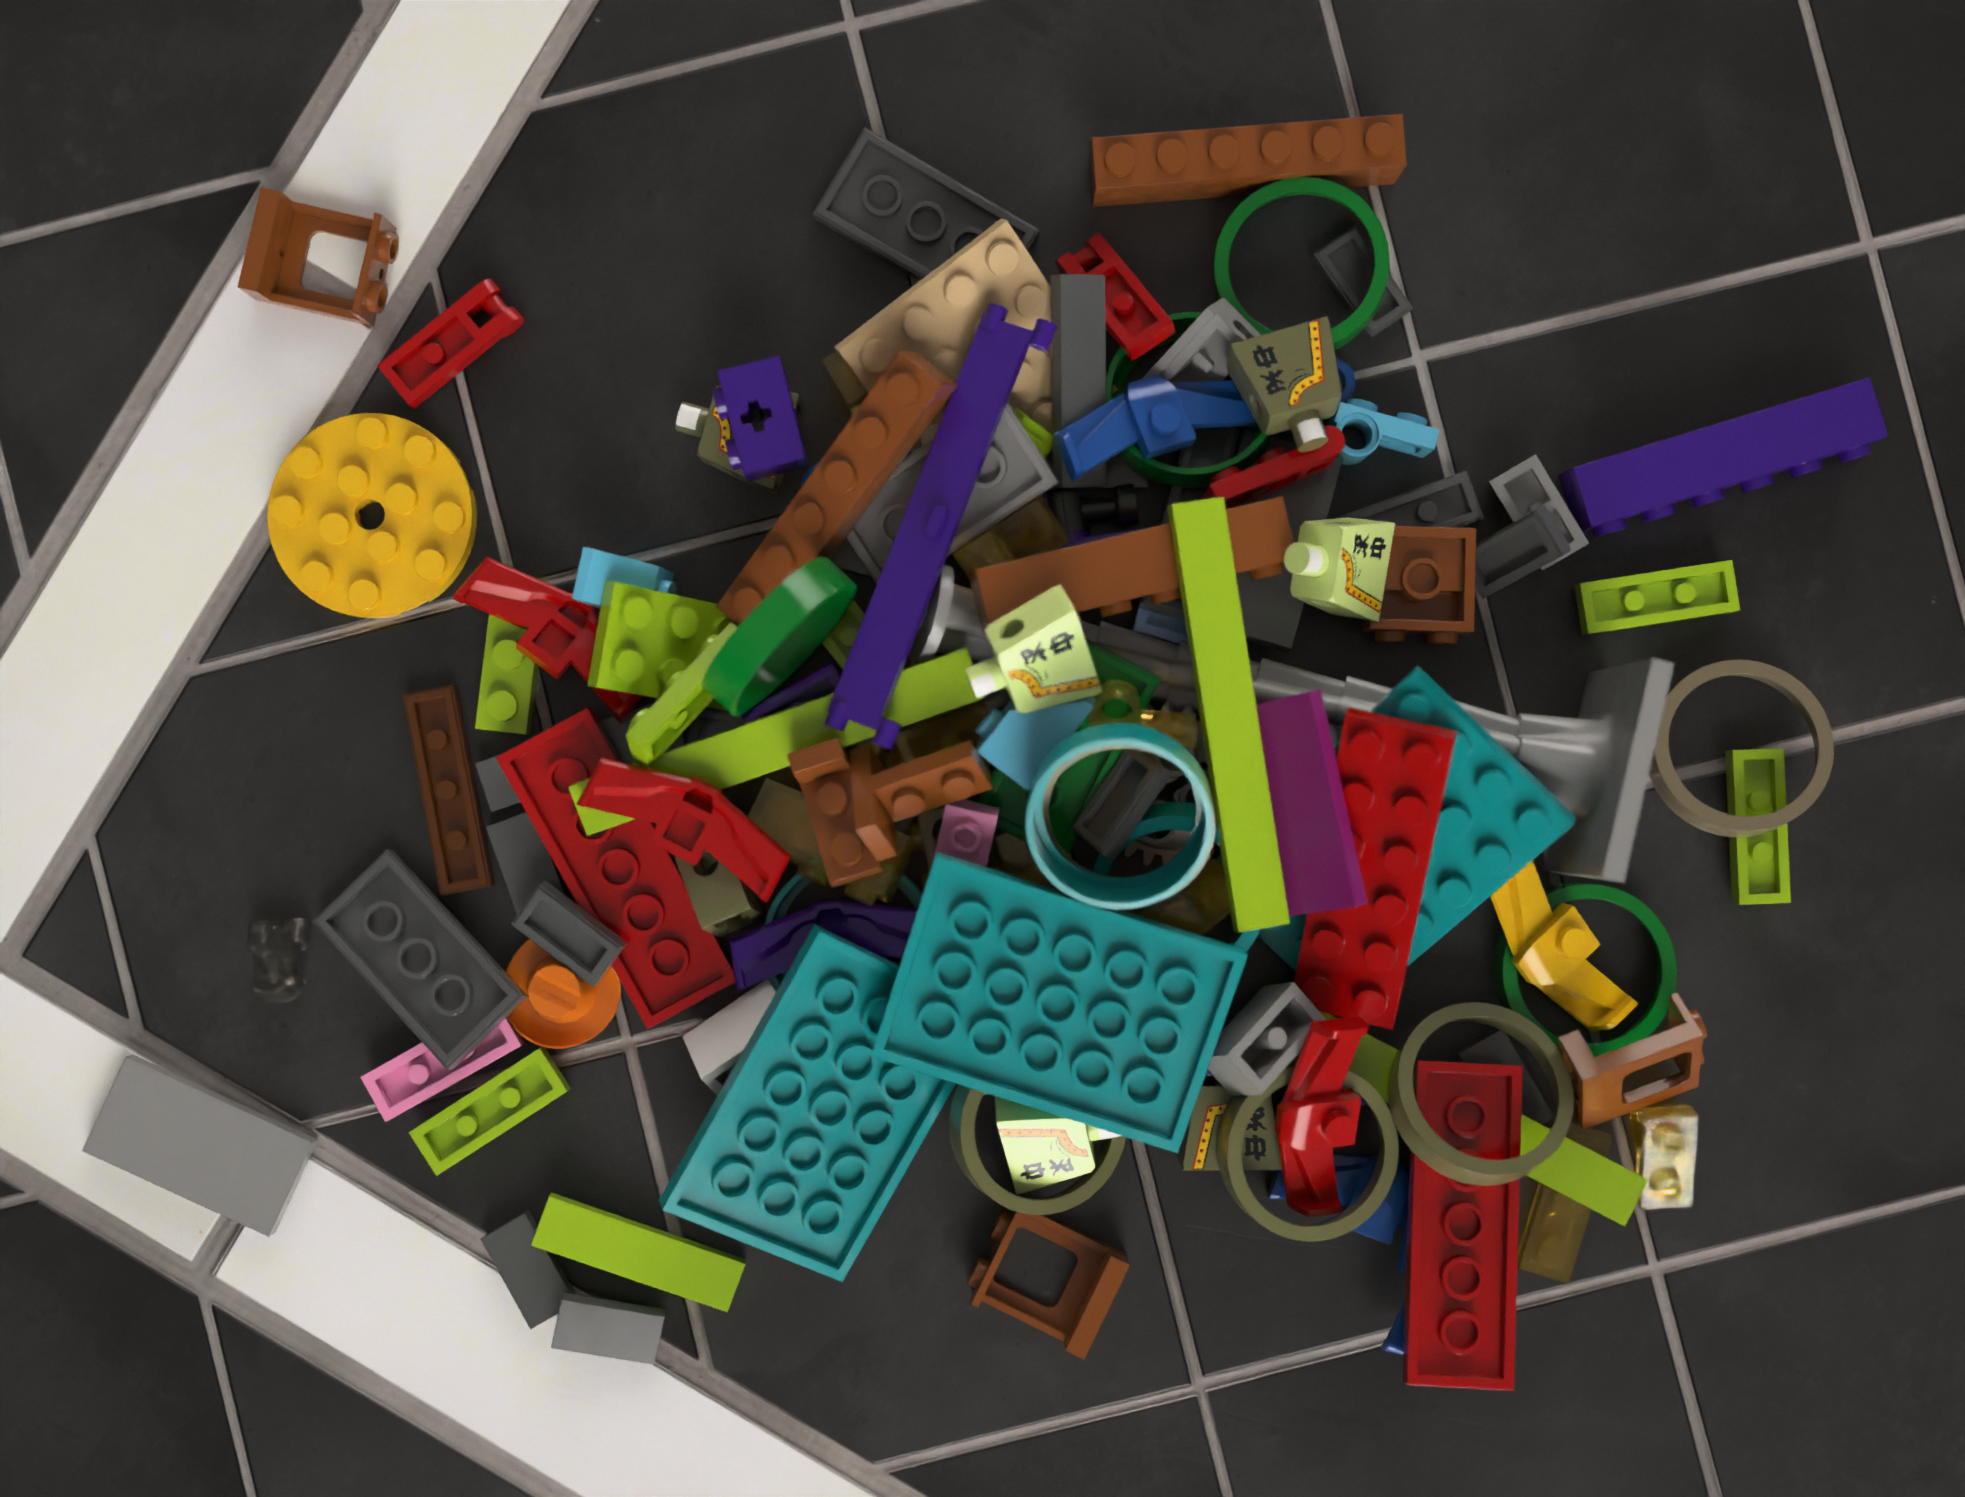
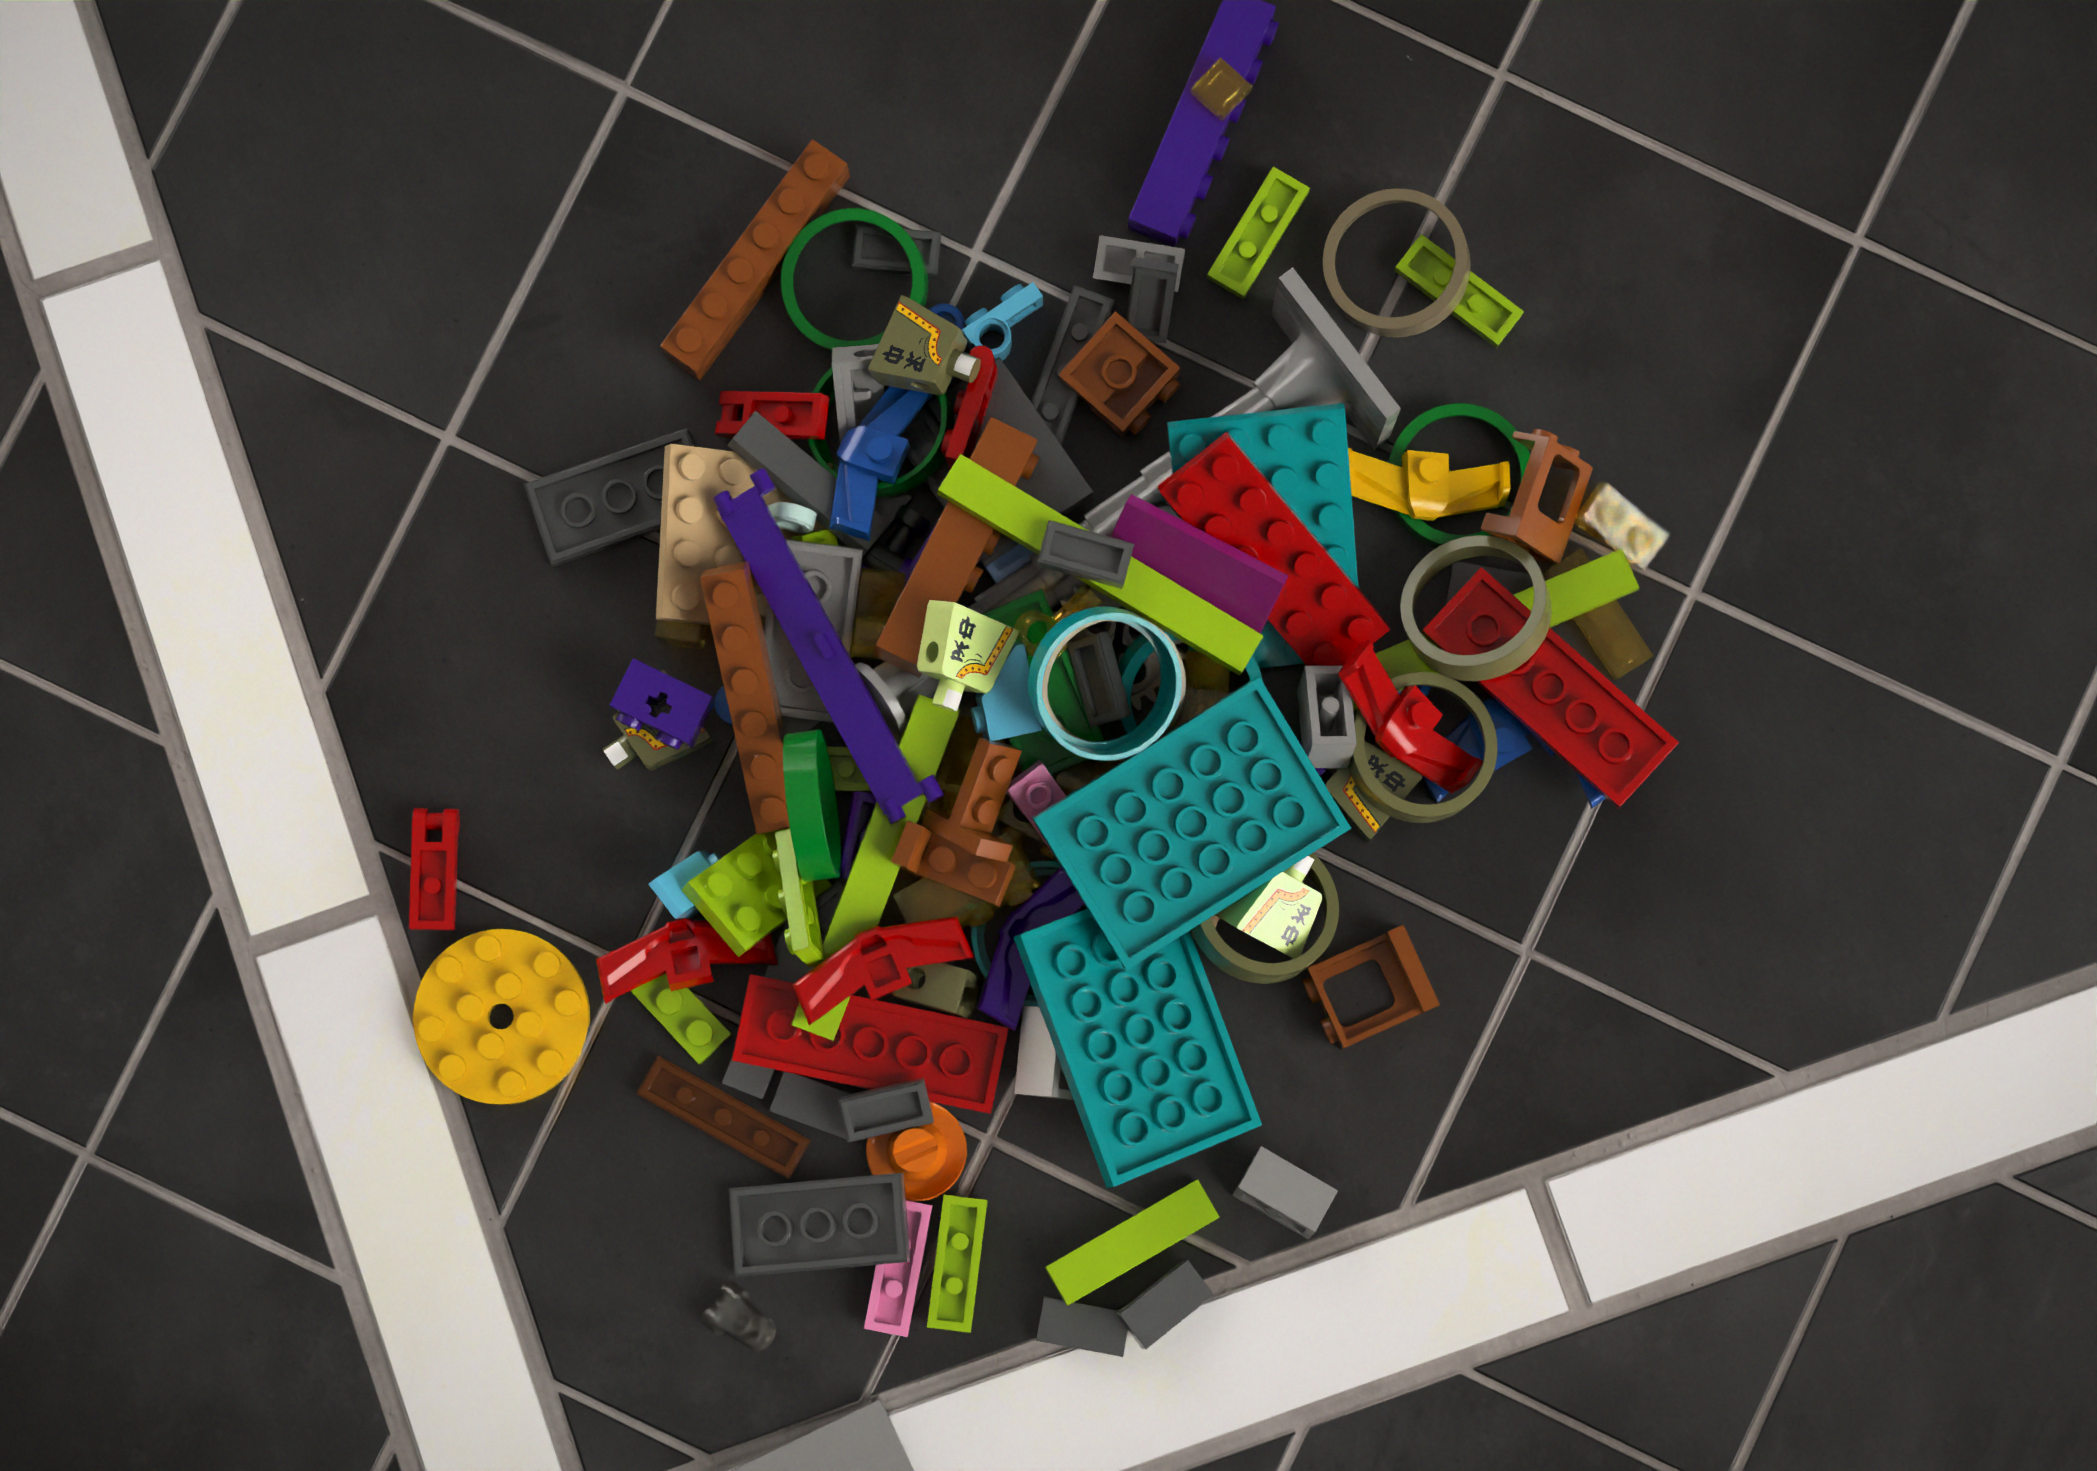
camera: 45 degrees left, 5 degrees down
(280, 249) = (279, 931): dark orange window -> none
(798, 1354) = (1285, 1193): none -> light grey hinge
(1035, 392) = (793, 517): none -> light aqua tile
(1226, 694) = (1085, 554): none -> dark grey tile
(1341, 565) = (1067, 416): yellowish green torso -> none
(1768, 451) = (1221, 89): none -> clear yellow tile

